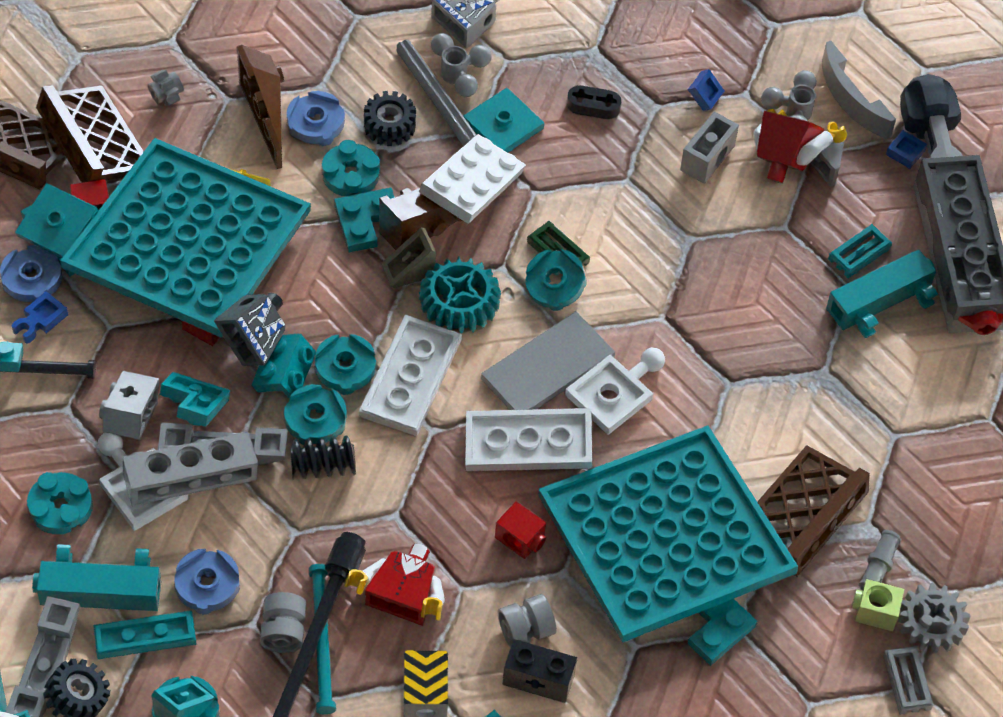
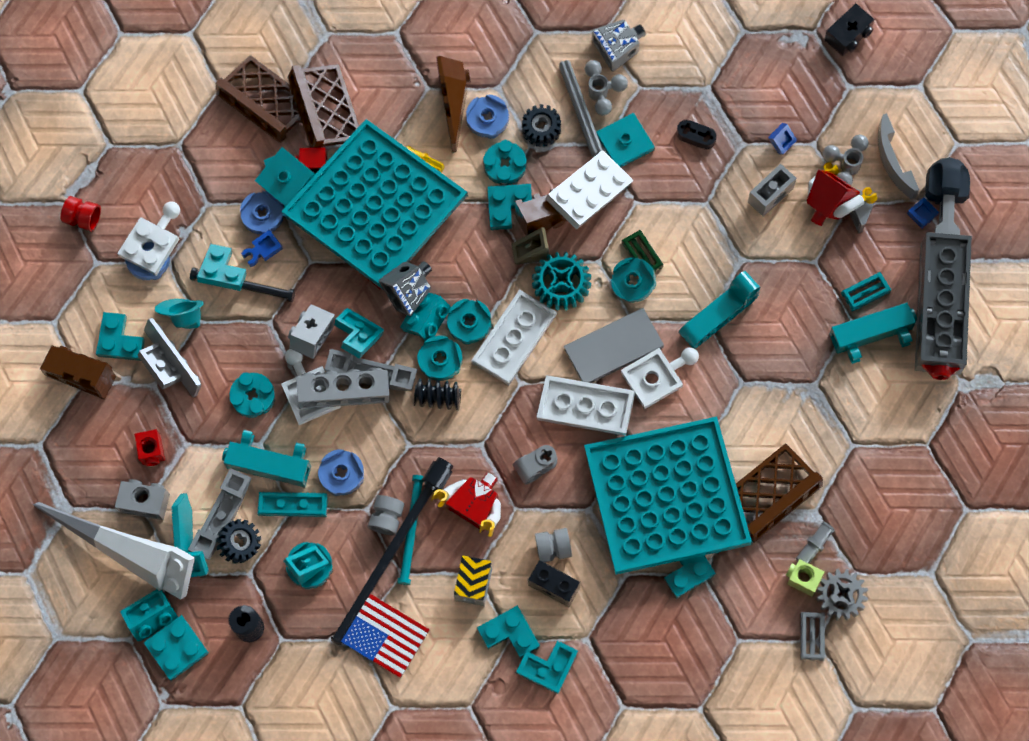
camera: 20 degrees right, 15 degrees up
(165, 87) = (383, 75): light grey gear -> none
(477, 523) = (533, 465): none -> light grey piece
(521, 530) = (565, 474): red brick -> none
(683, 296) = (738, 297): none -> teal beam

